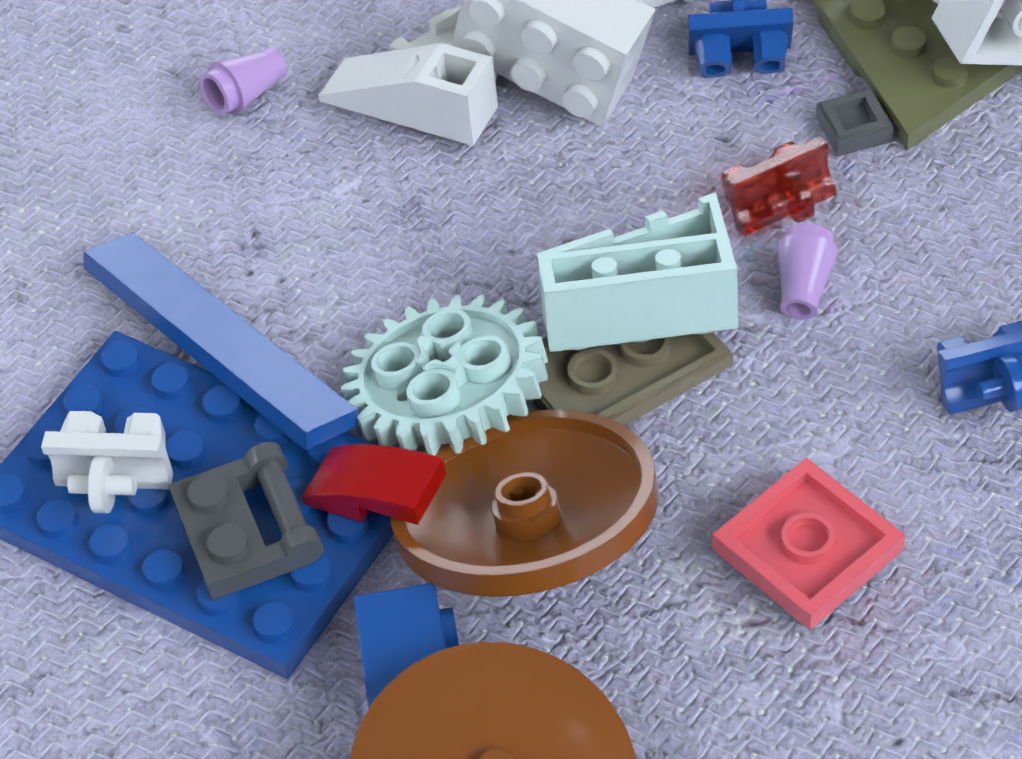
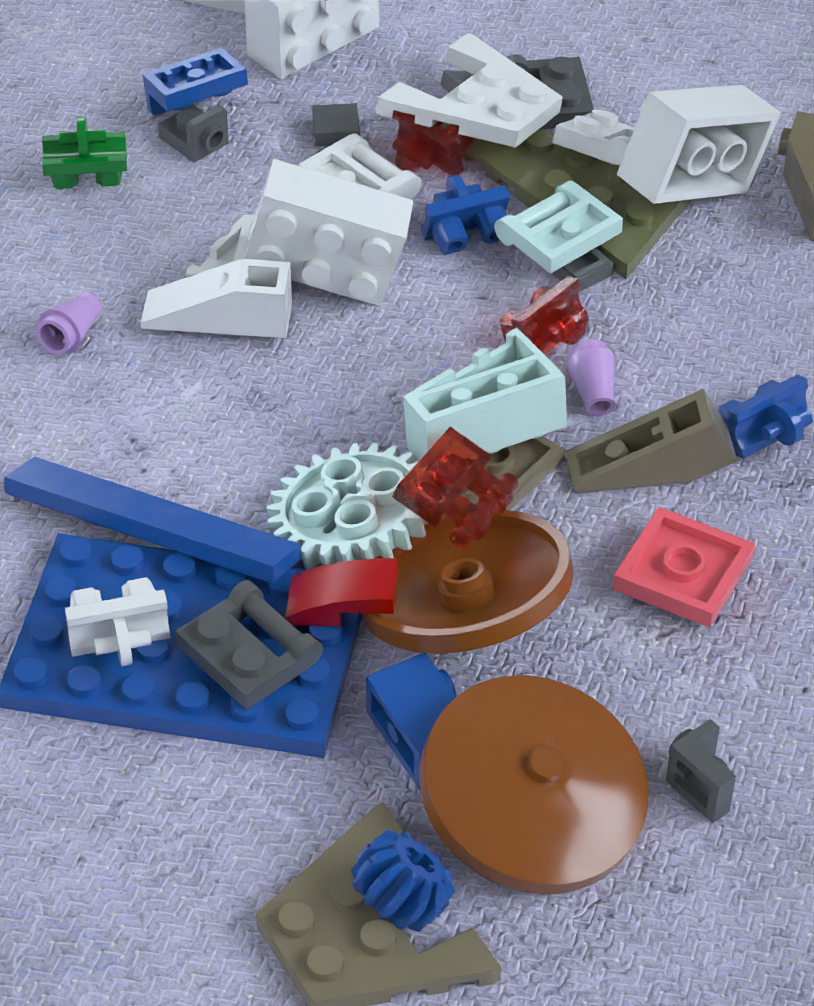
camera: 25 degrees left, 5 degrees down
(542, 366) = (441, 479): none -> clear red plate
(841, 72) = (560, 227): none -> light aqua plate
(841, 380) = (655, 449): none -> dark tan slope

